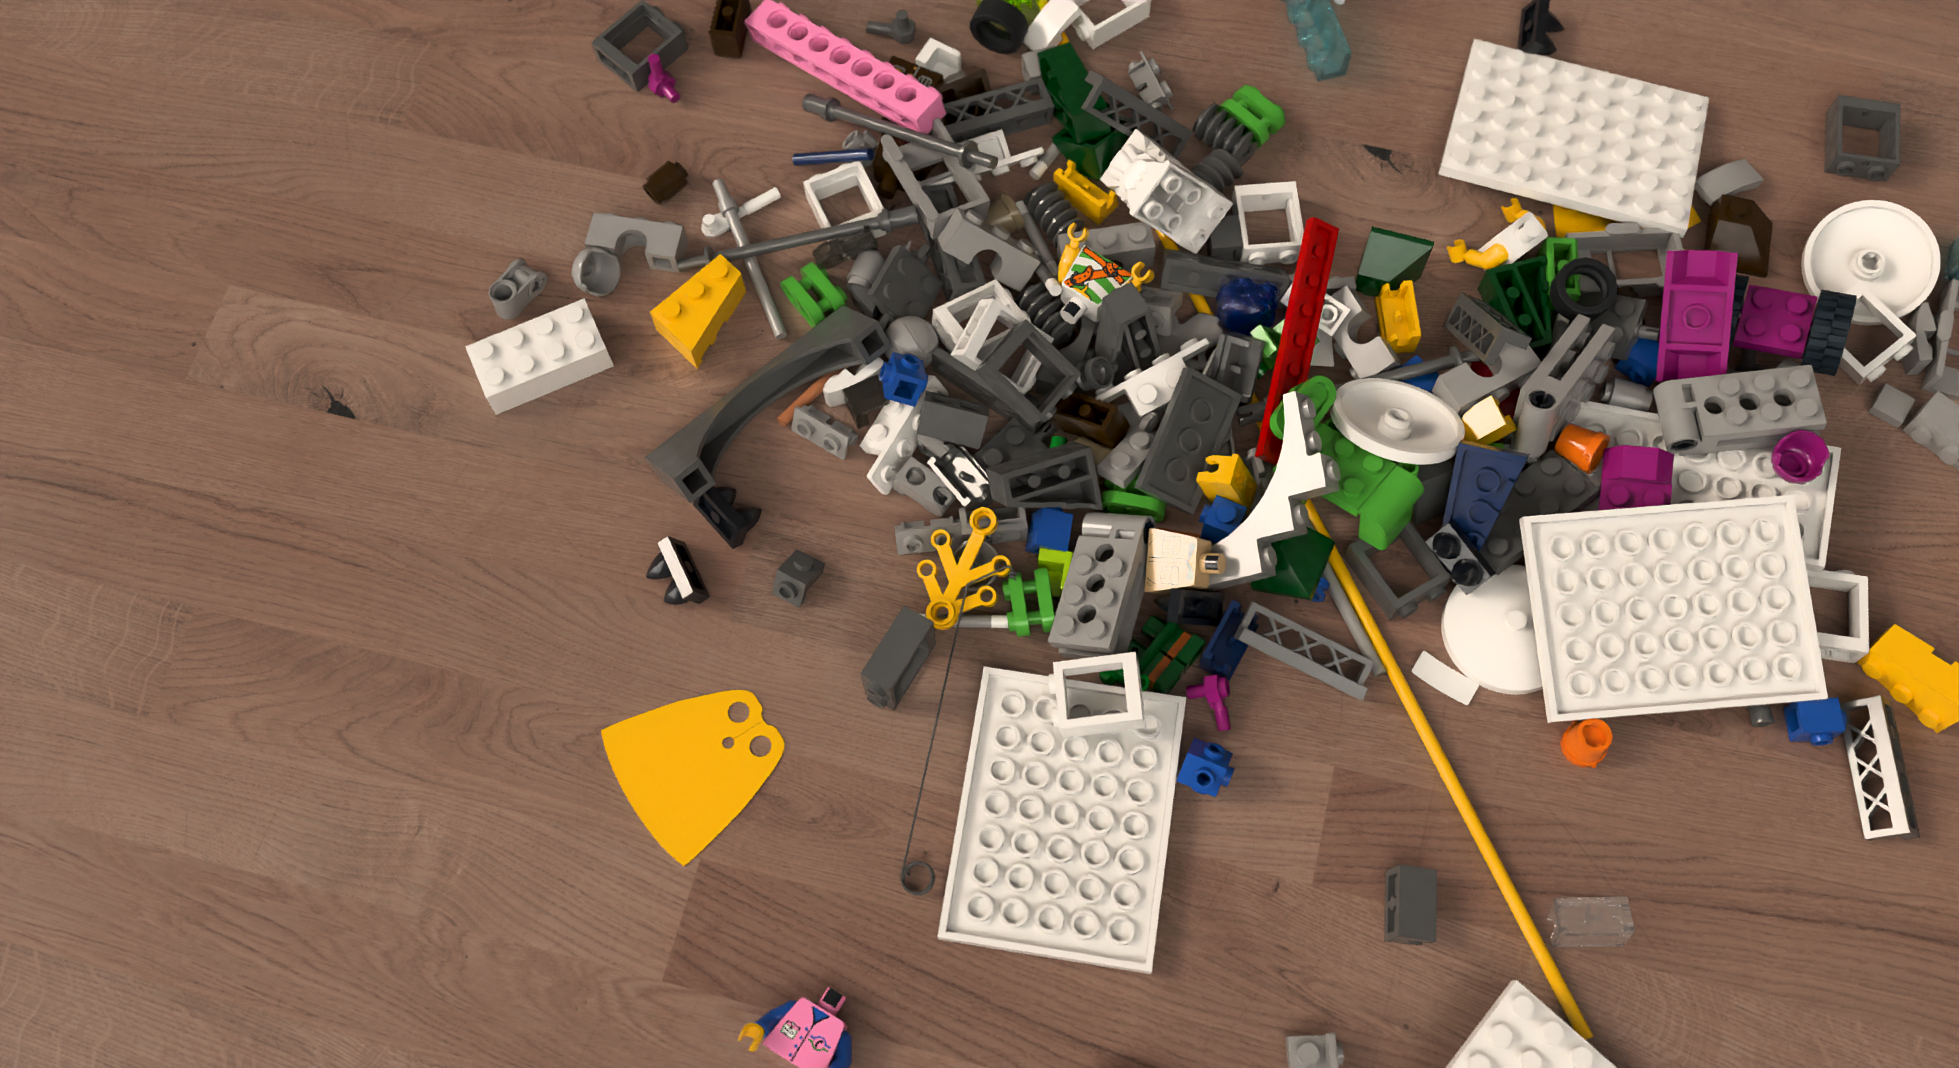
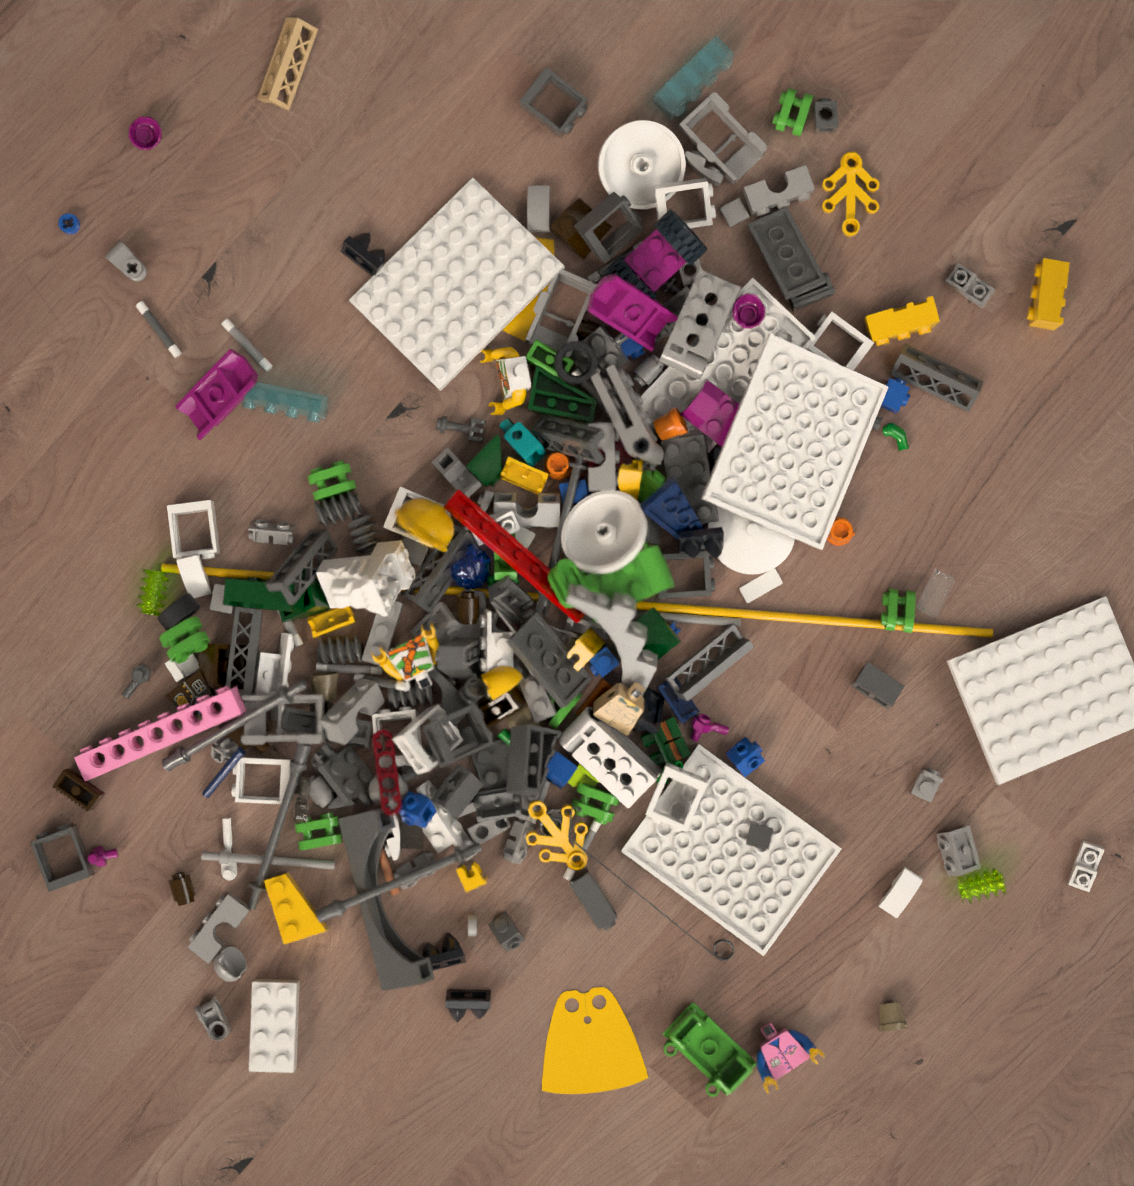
camera: 60 degrees left, 20 degrees up
(729, 351) = (339, 907): none -> dark grey bar
(764, 924) = (709, 1050): none -> bright green container
(786, 528) = (472, 924): none -> light grey tile
(845, 488) = (472, 879): none -> yellow hinge
(929, 313) = (389, 772): none -> dark red beam
(971, 39) = (184, 640): none -> bright green brick
(1106, 841) = (759, 836): none -> dark grey slope
(1128, 396) = (501, 680): none -> yellow brick
(1195, 322) = (468, 607): none -> dark brown brick
(1280, 205) = (427, 522): none -> yellow piece
(1353, 234) = (456, 472): none -> light grey brick
(1398, 201) = (443, 424): none -> dark grey hinge
(1436, 344) = (557, 466): none -> orange piece
(1443, 282) = (527, 446): none -> teal torso
(1538, 861) = (889, 617): none -> bright green brick
(1768, 755) = (897, 433): none -> green arm
(1810, 258) = (620, 237): none -> dark grey window
(1865, 547) = (813, 295): none -> dark grey hinge
(1895, 485) = (786, 253): none -> dark grey plate

